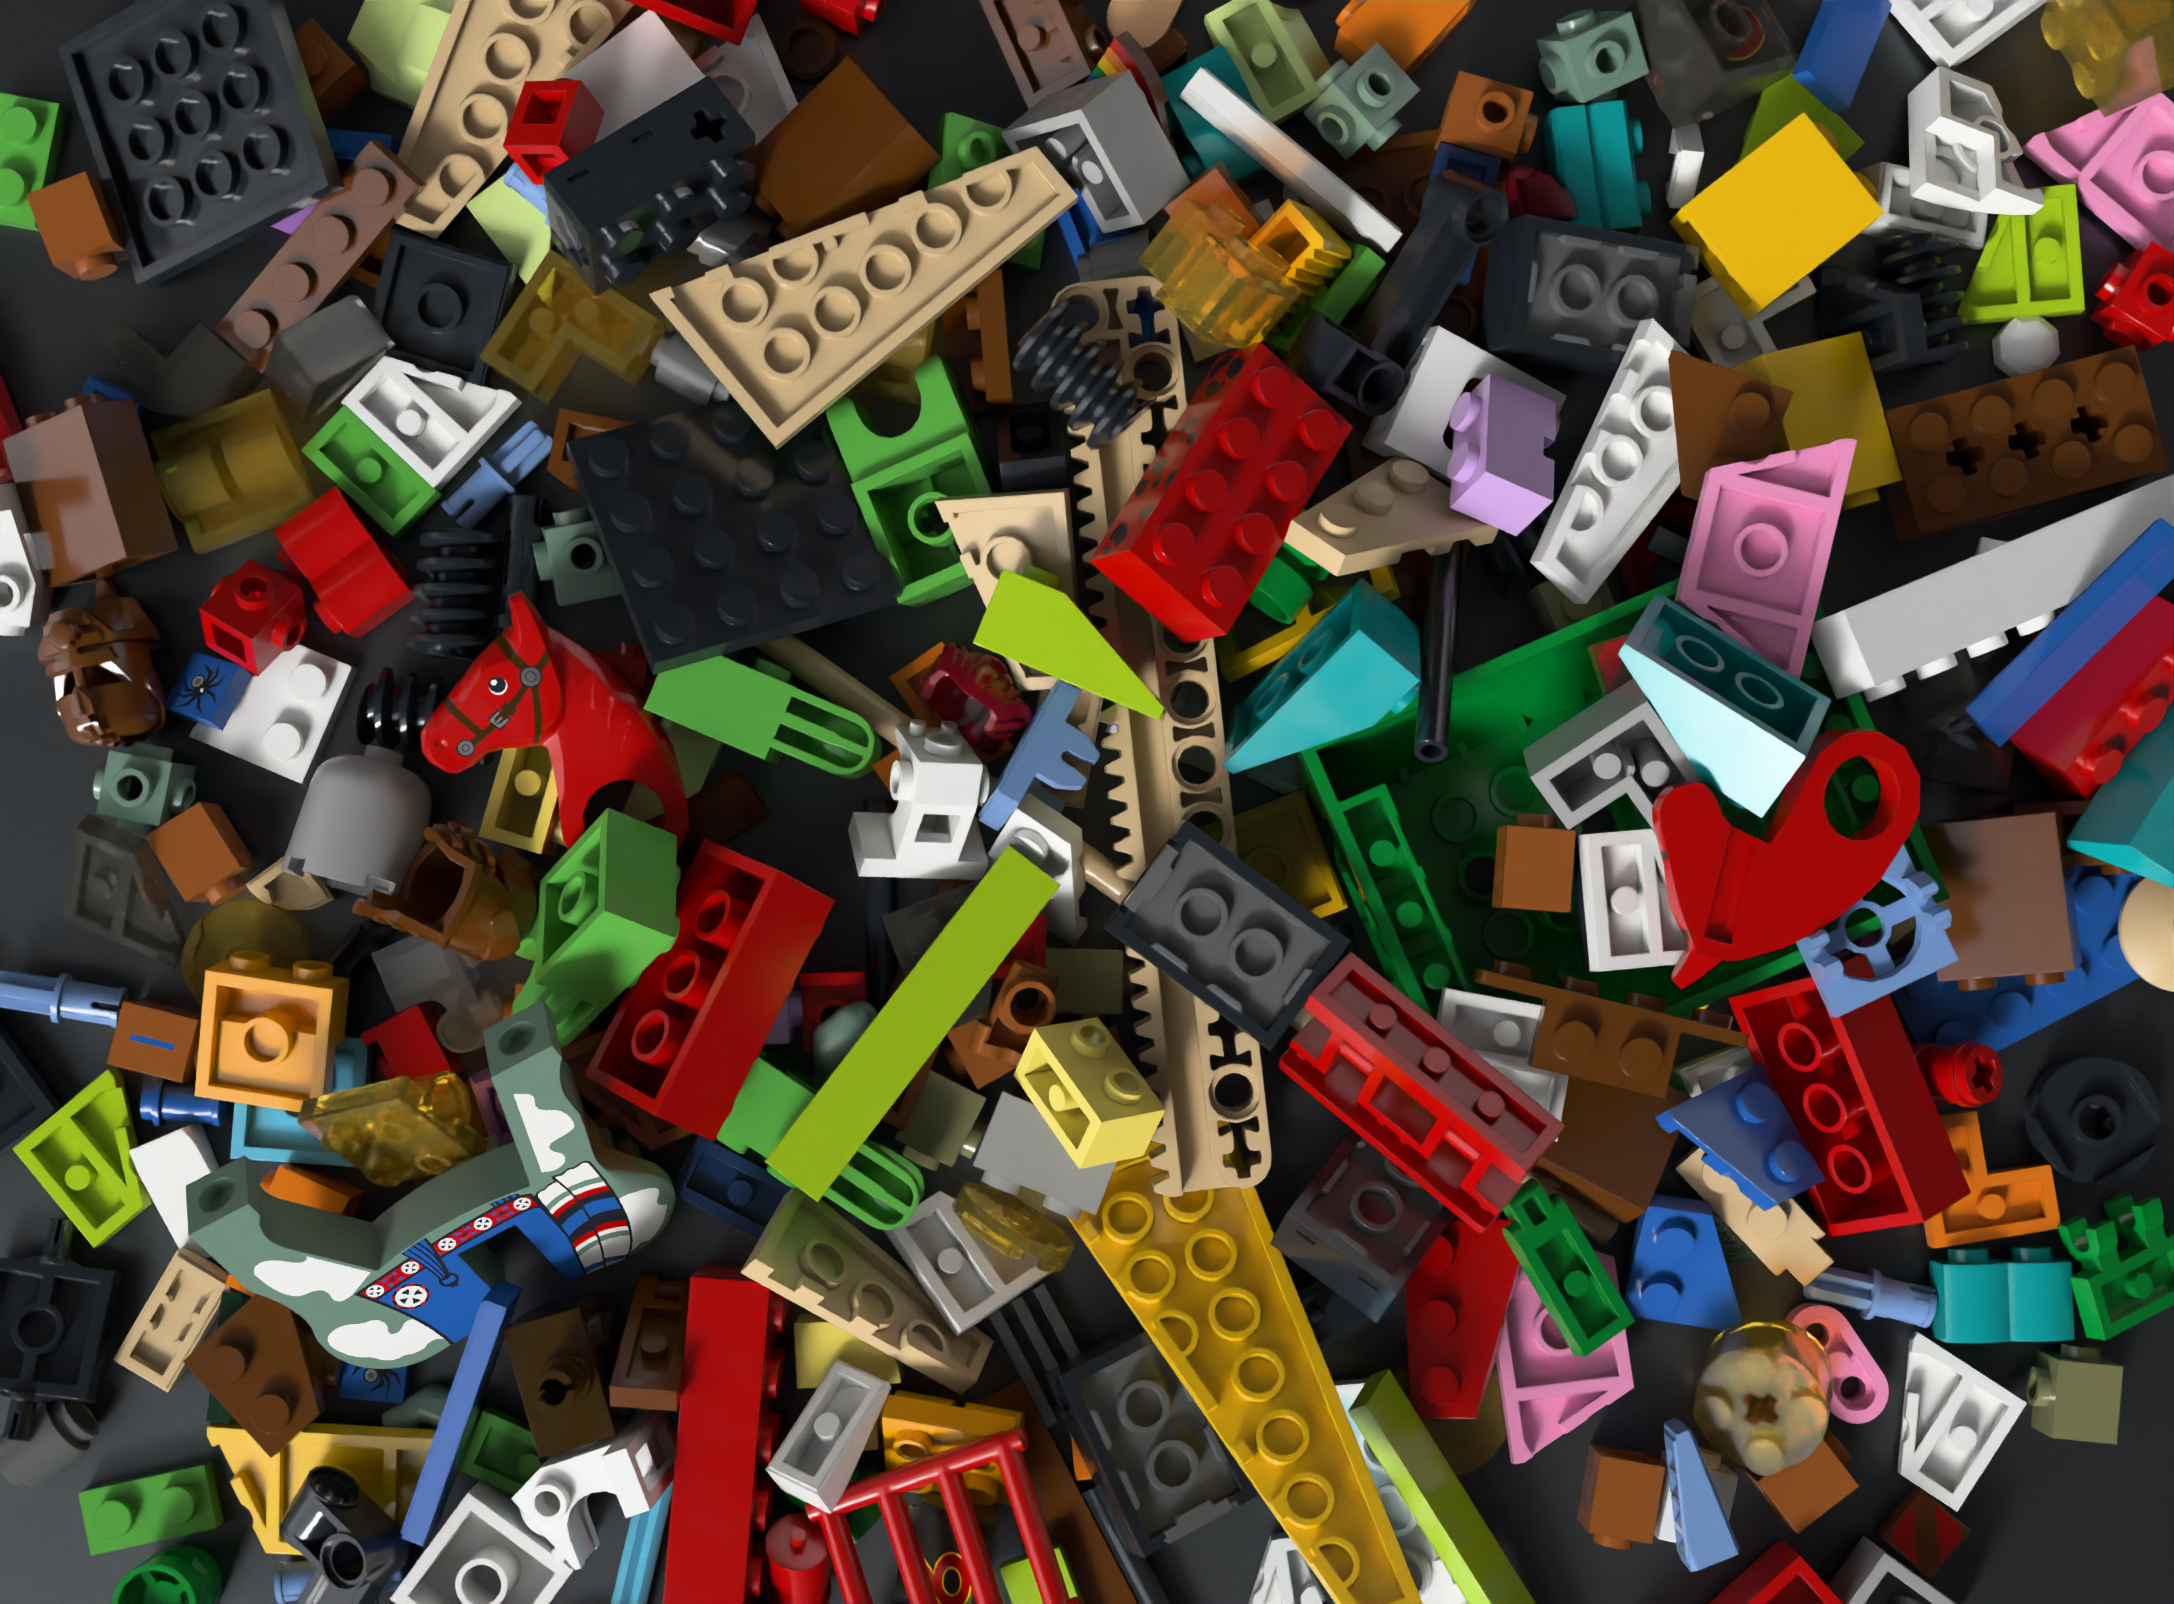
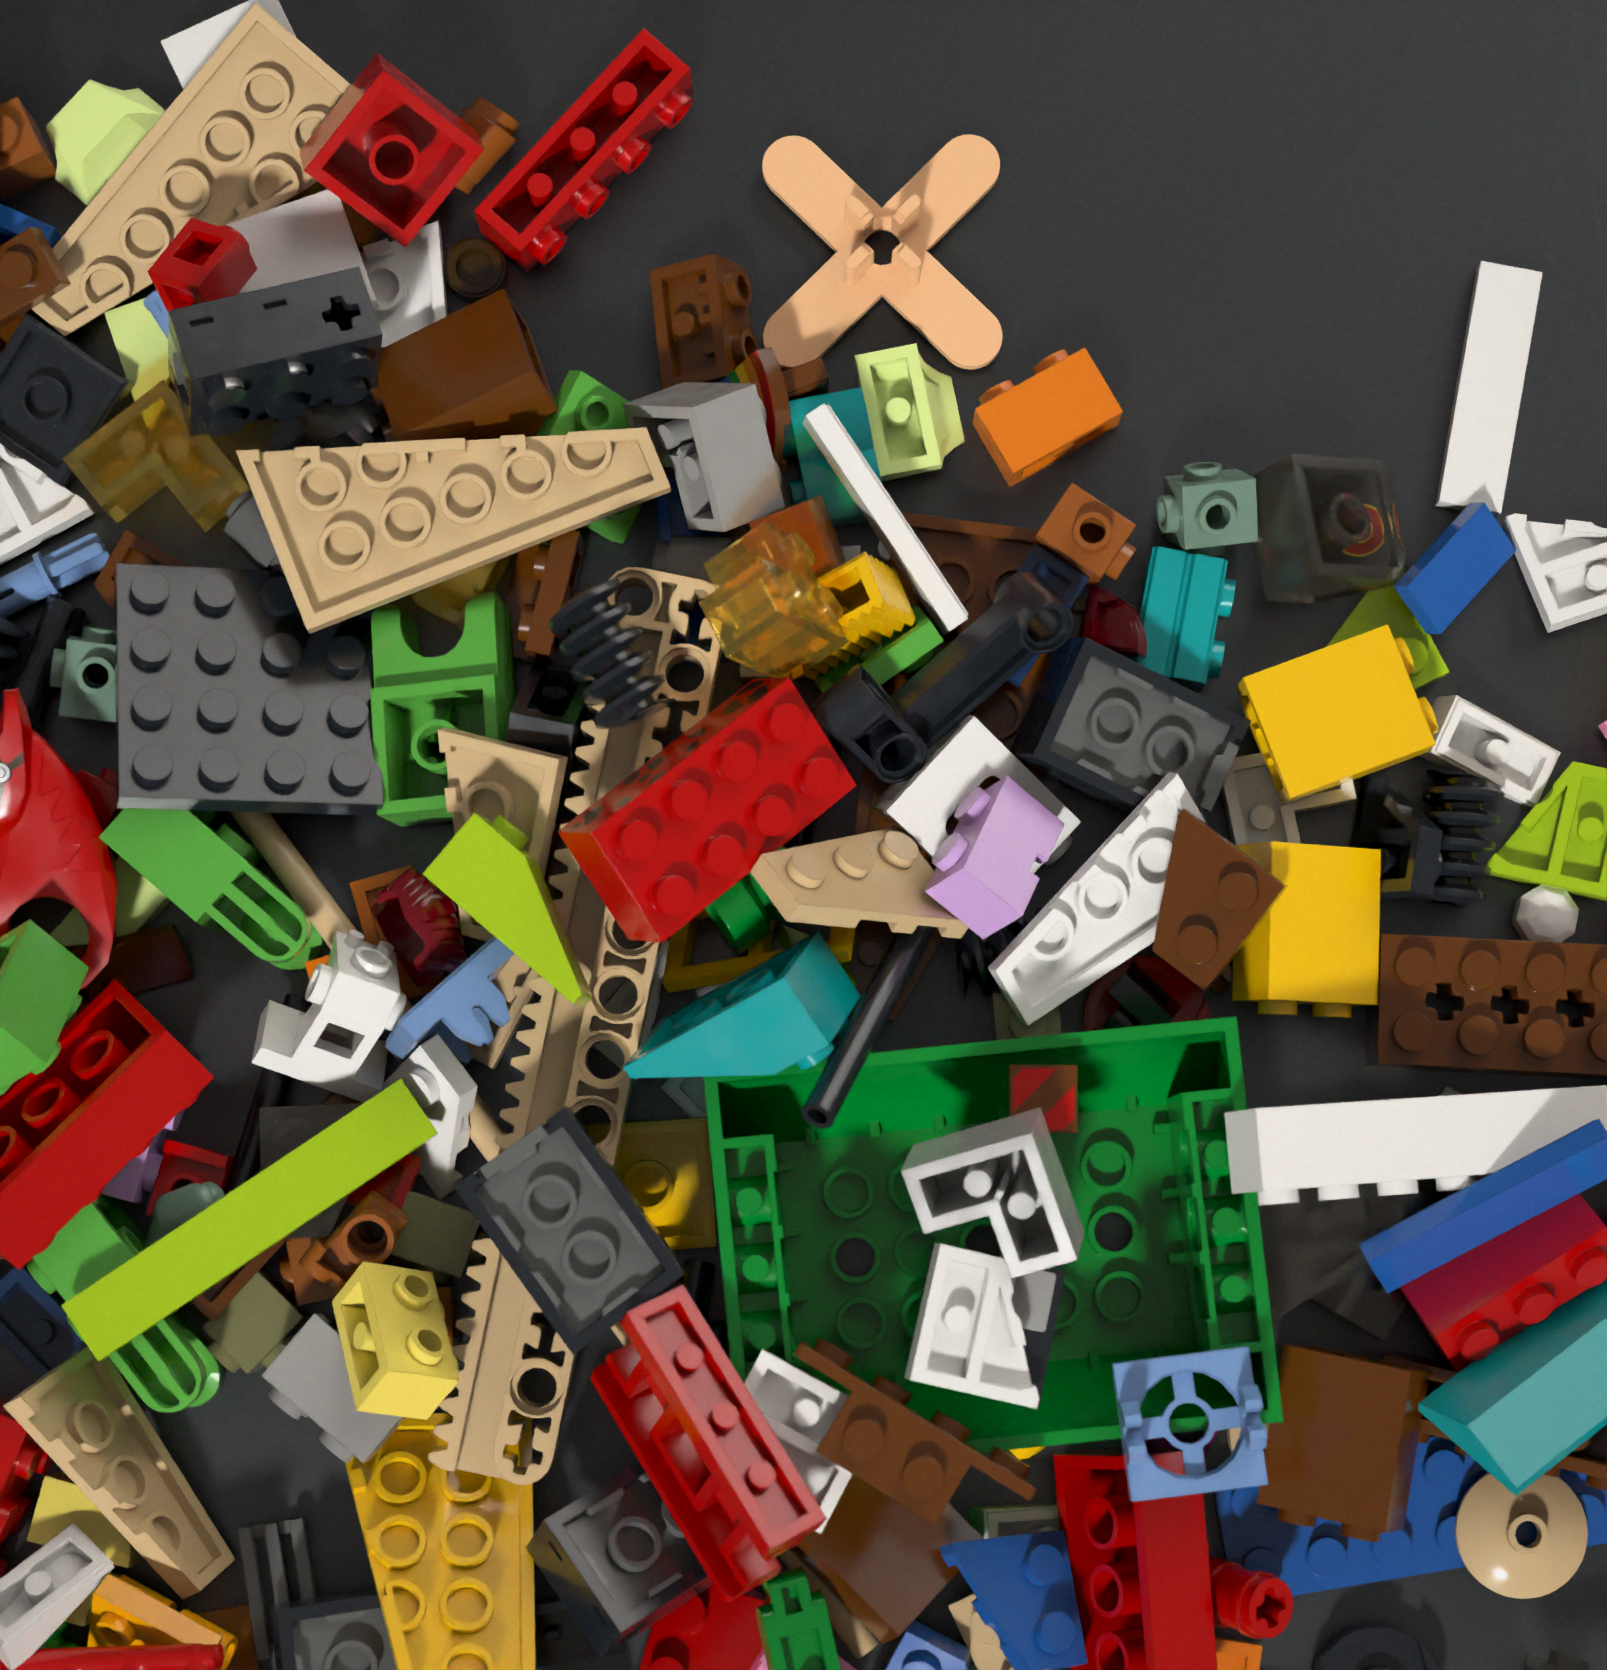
camera: 20 degrees right, 5 degrees down
(957, 1268) = (233, 1470): white wing -> none
(1012, 1226) = (286, 1450): clear yellow tile -> none
(1351, 111) = (973, 482): sand green brick -> none
(1534, 865) = (885, 1258): dark orange brick -> none
(1689, 154) = (1269, 637): white tile -> none
(1723, 704) = (1108, 1157): teal slope -> none
(1760, 895) = (1091, 1357): red animal -> none
(1766, 547) = (1204, 1030): bright pink wing -> none
(1963, 148) = (1541, 708): white slope -> none

